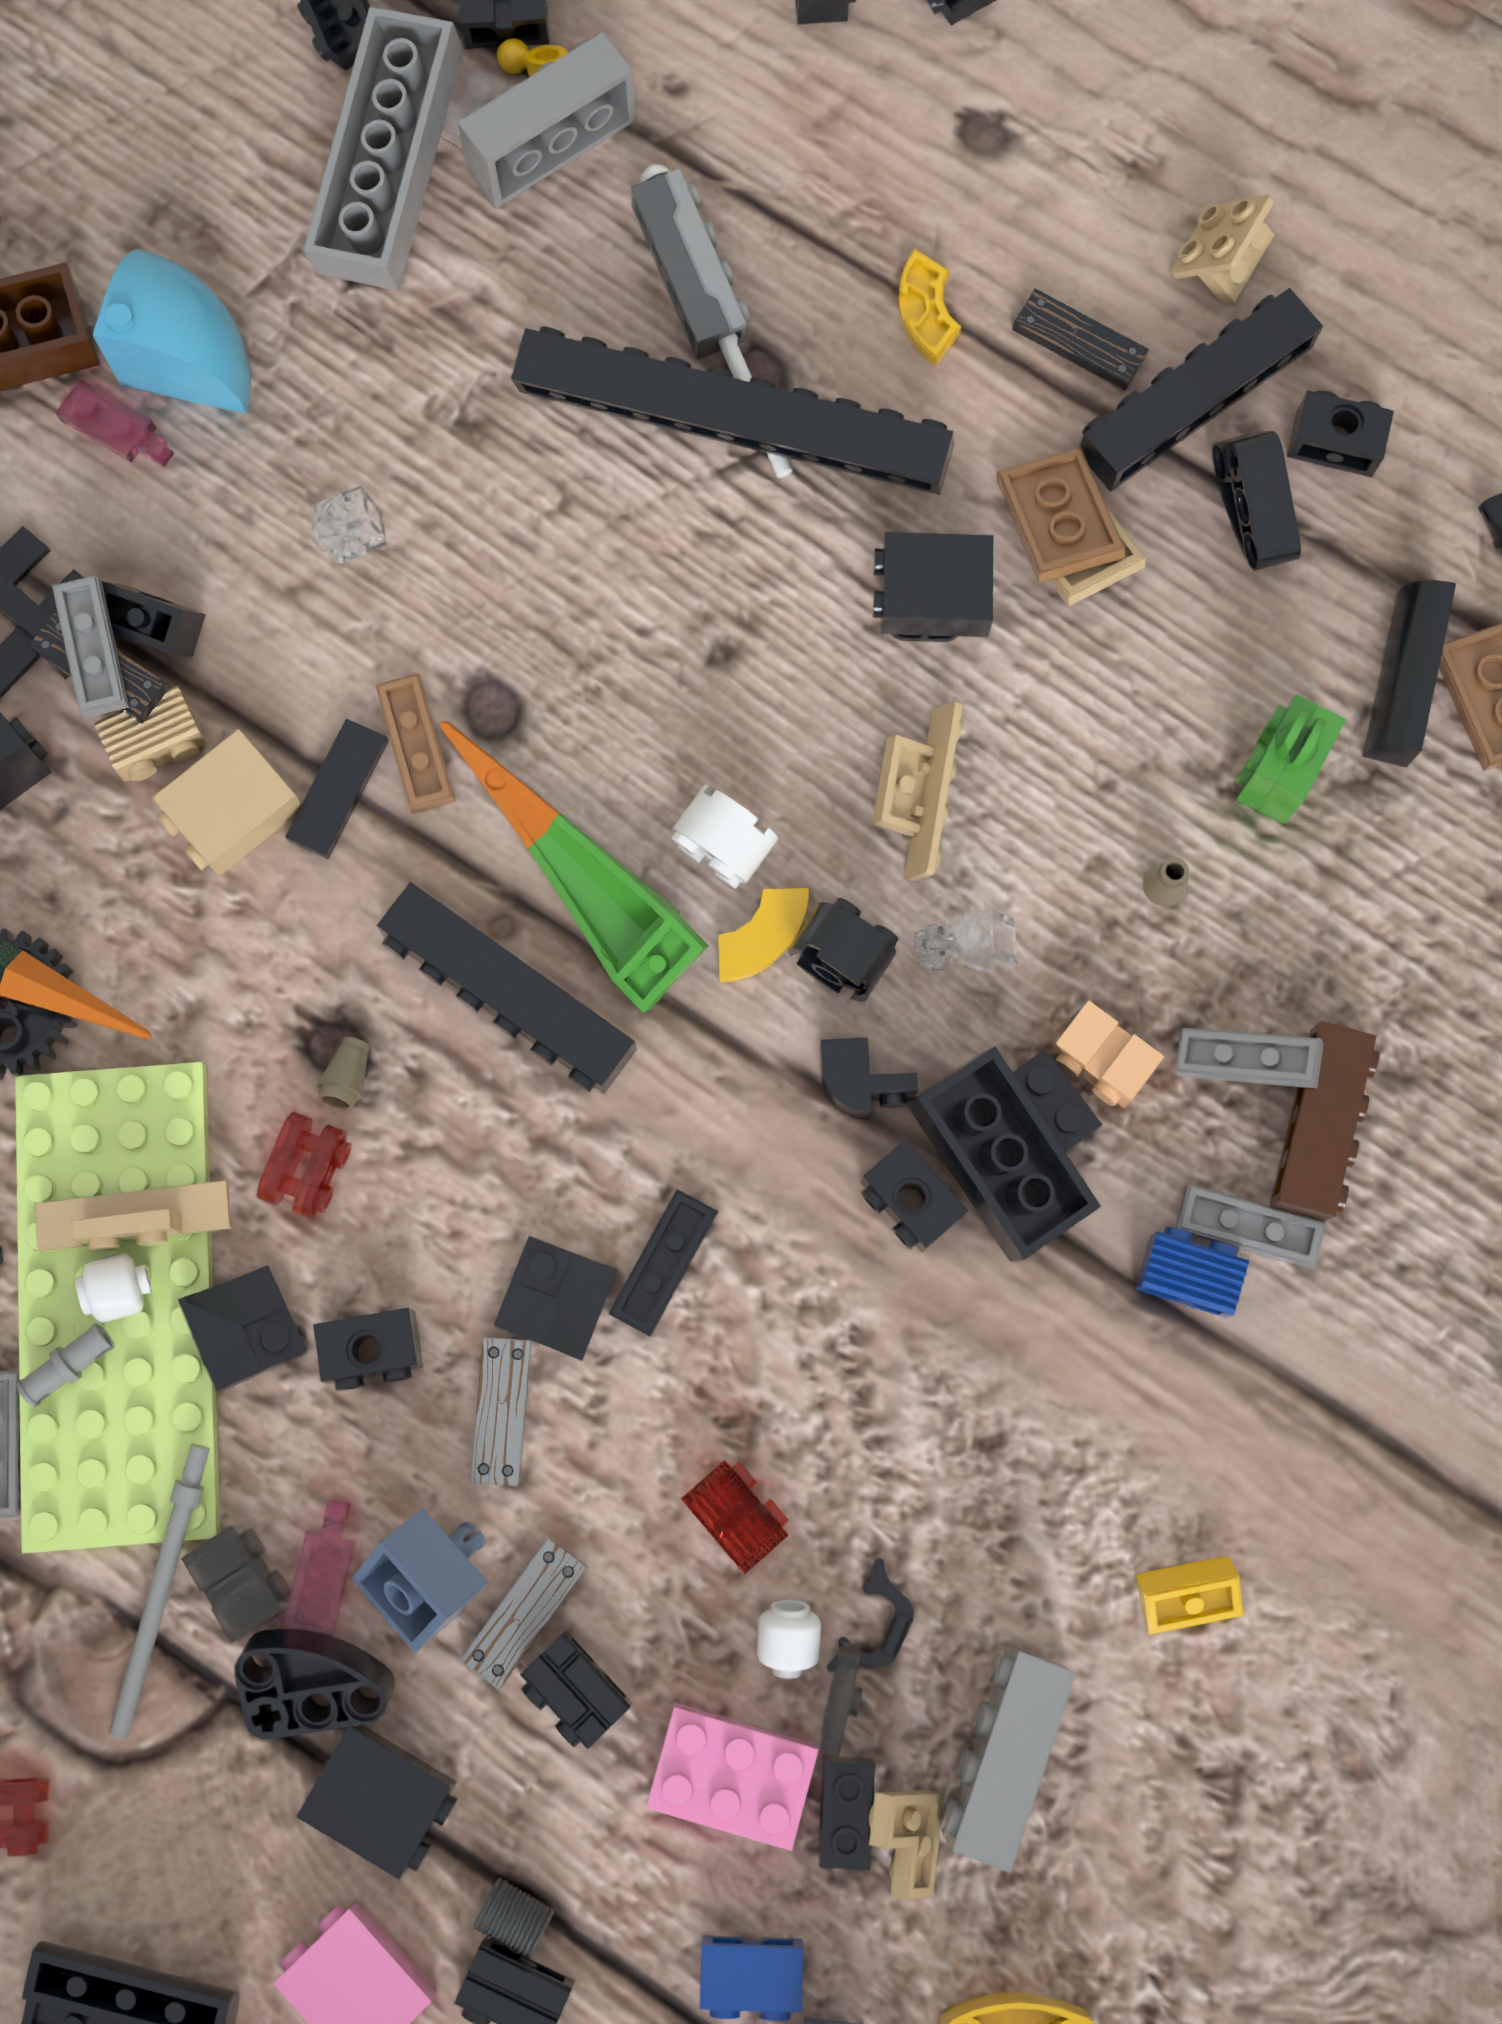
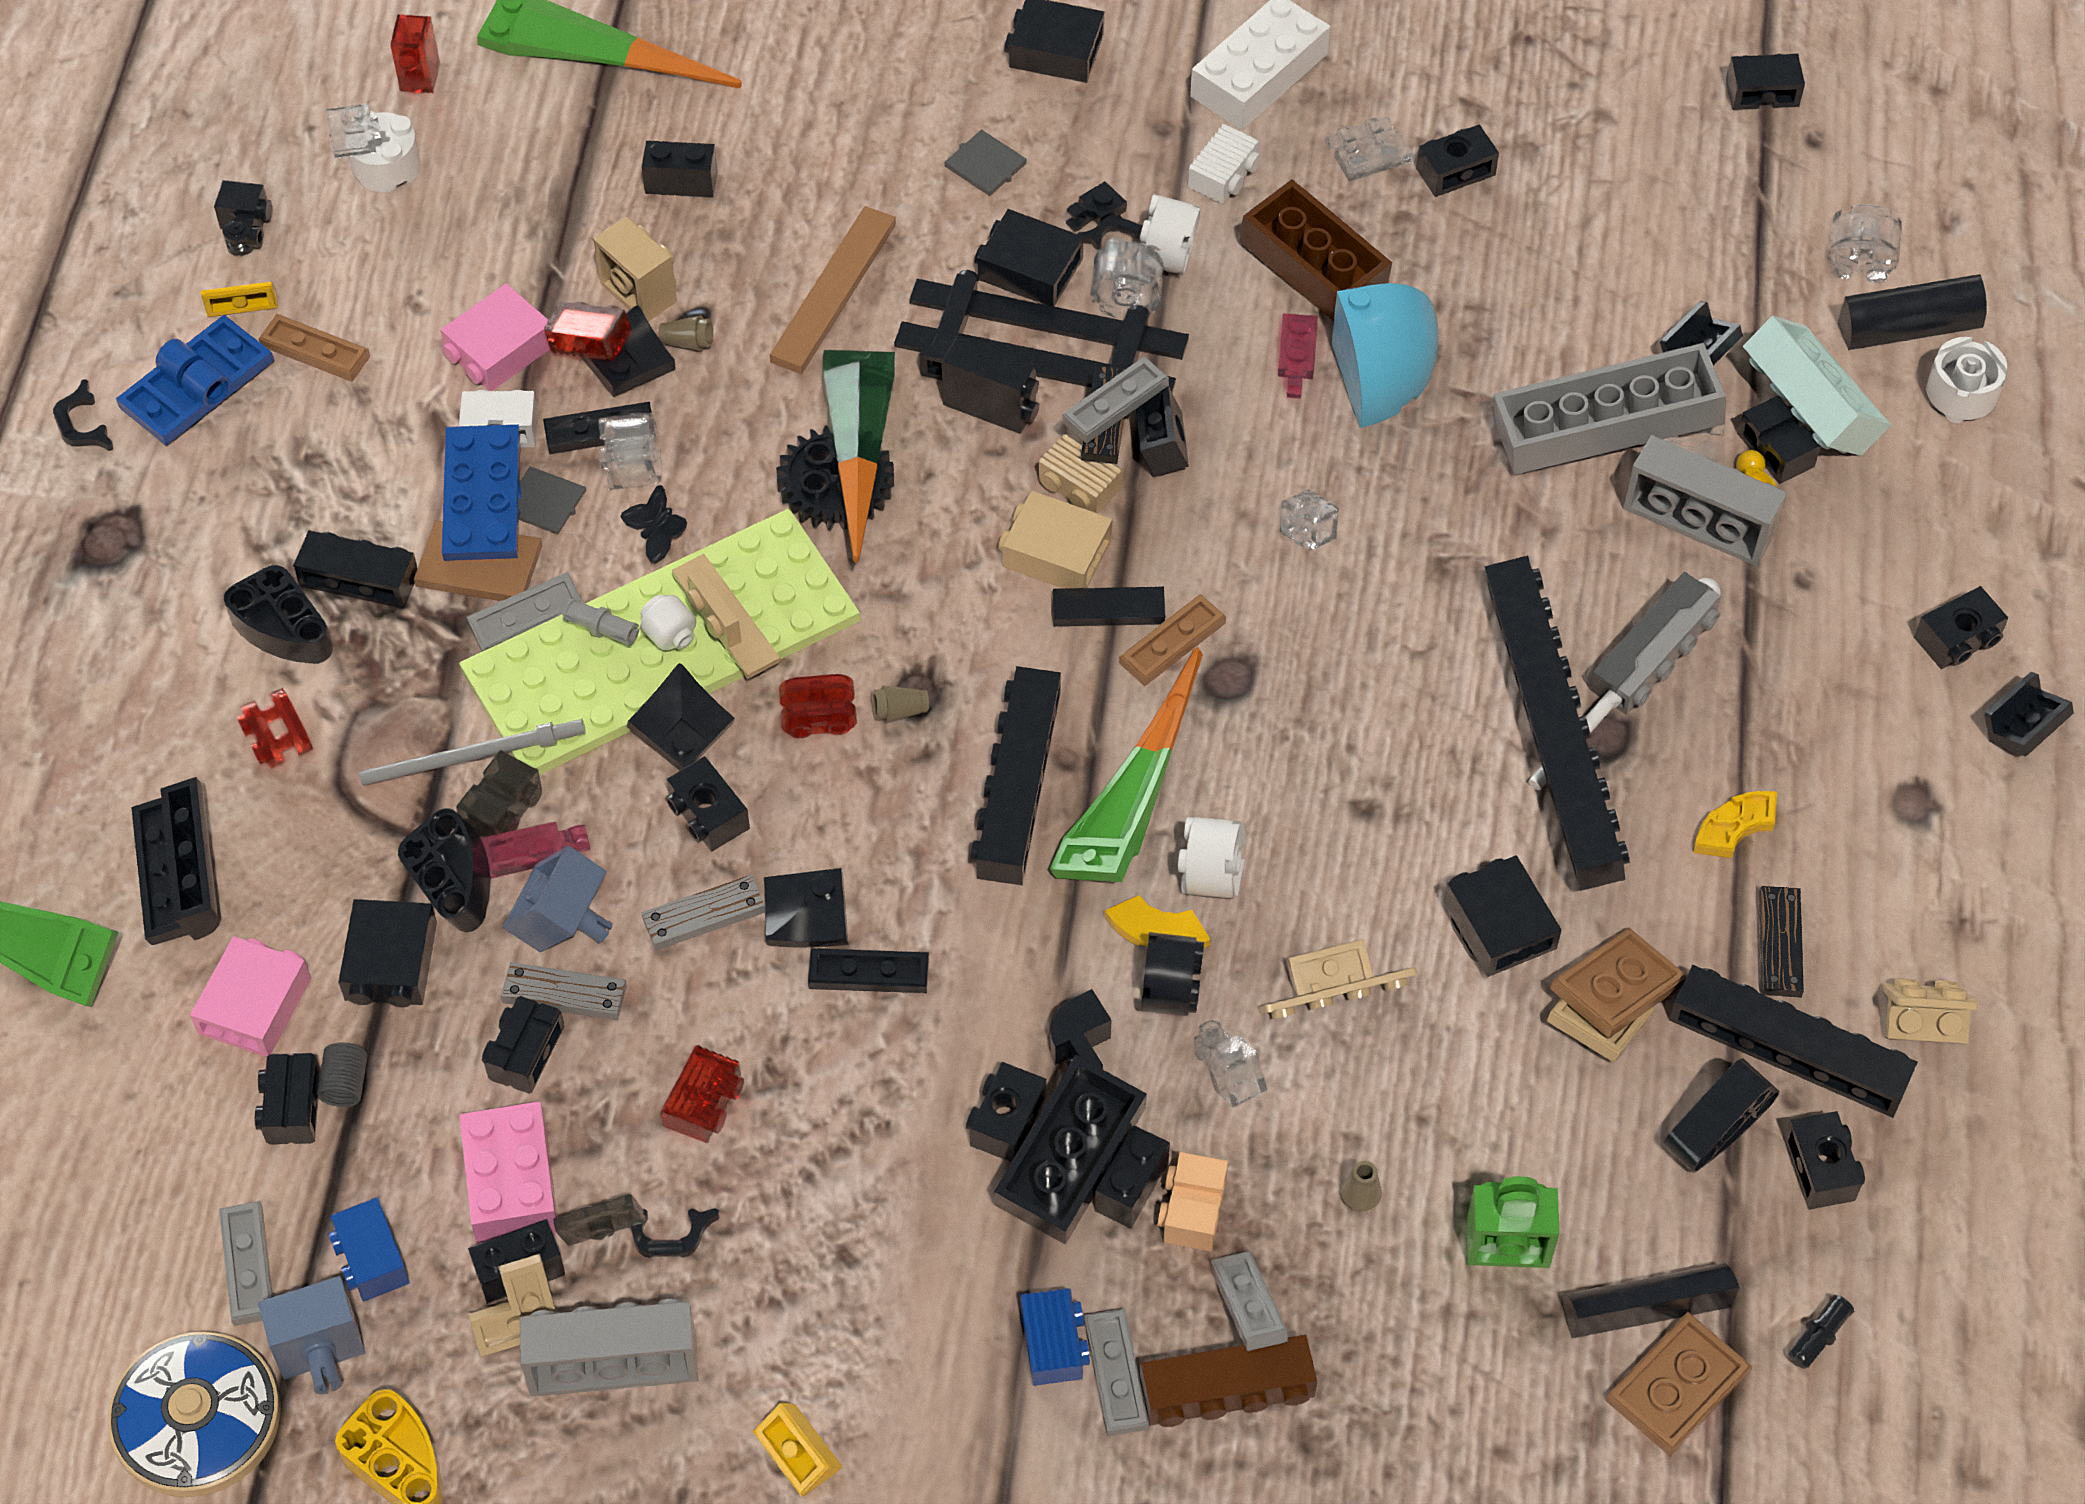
camera: 65 degrees right, 20 degrees down
(788, 1638) = (627, 1168): white head -> none

